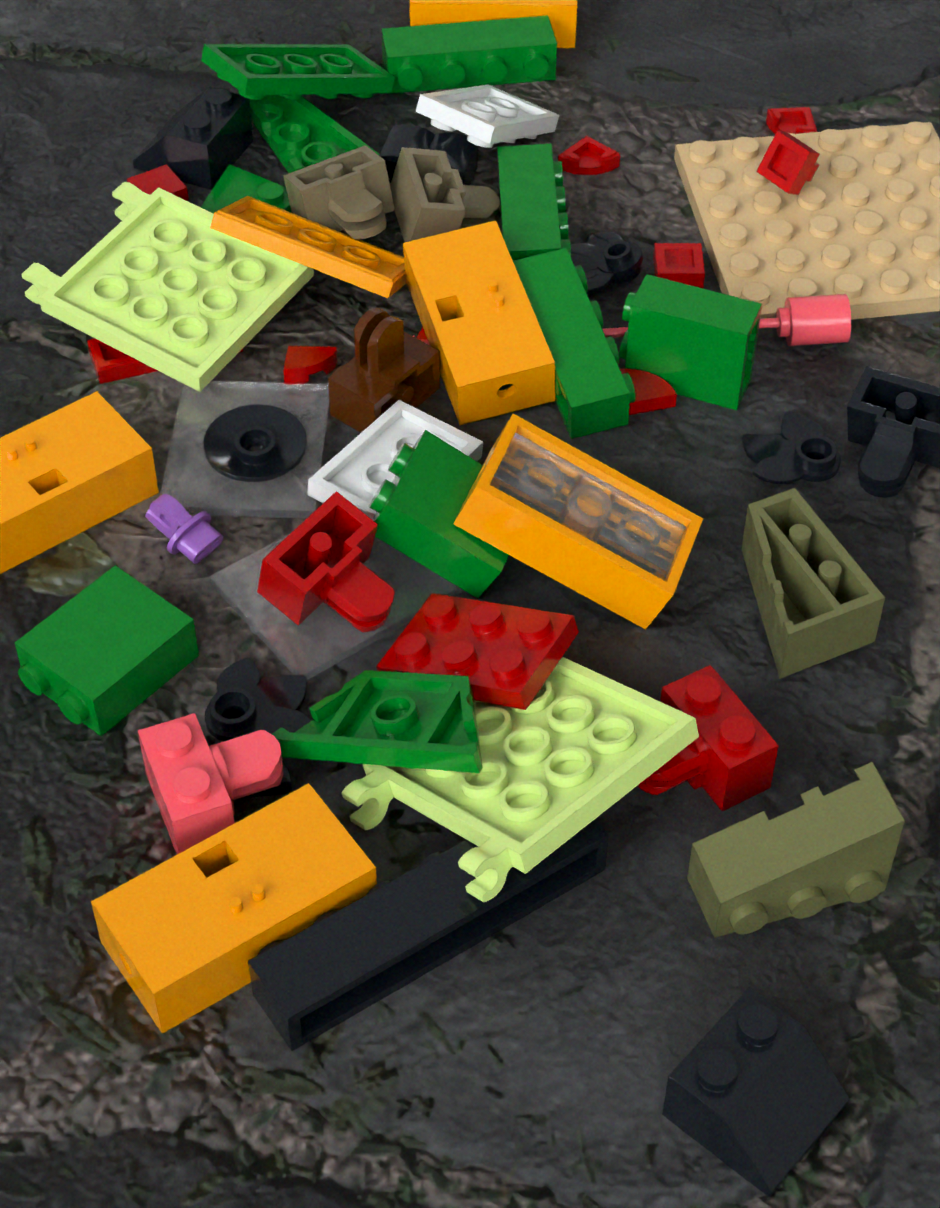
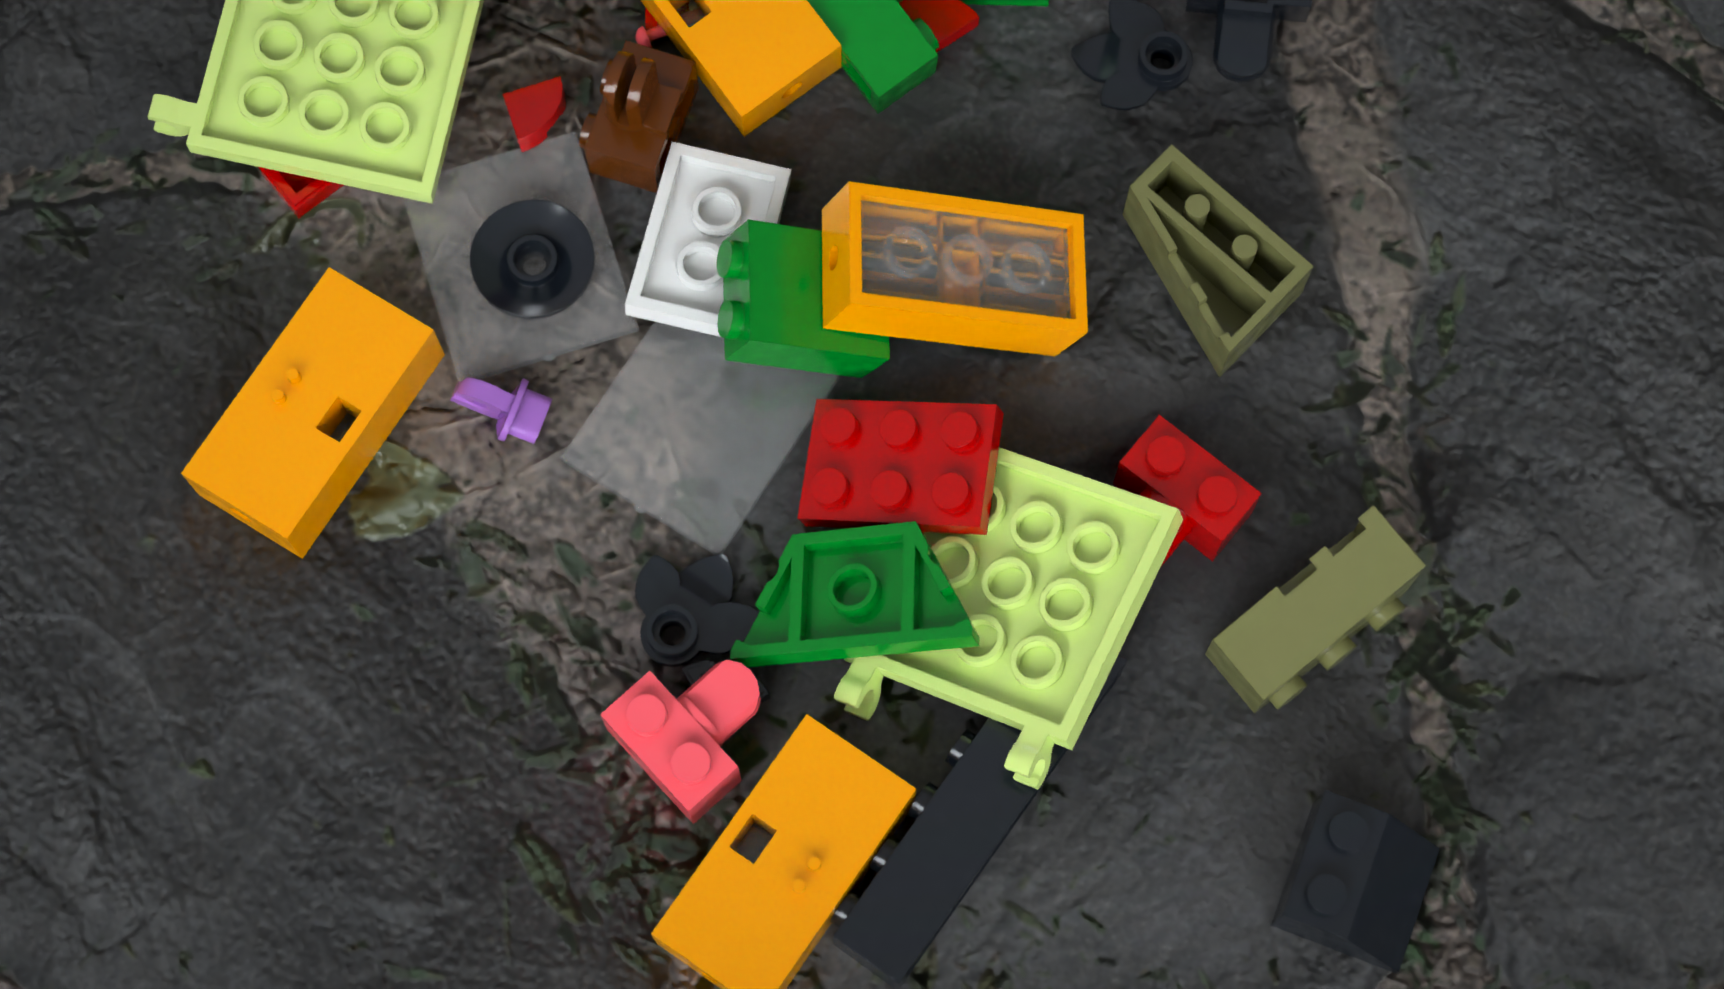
camera: 20 degrees left, 25 degrees up
(106, 650) = (501, 605): green brick -> none
(326, 565) = (700, 421): red brick -> none

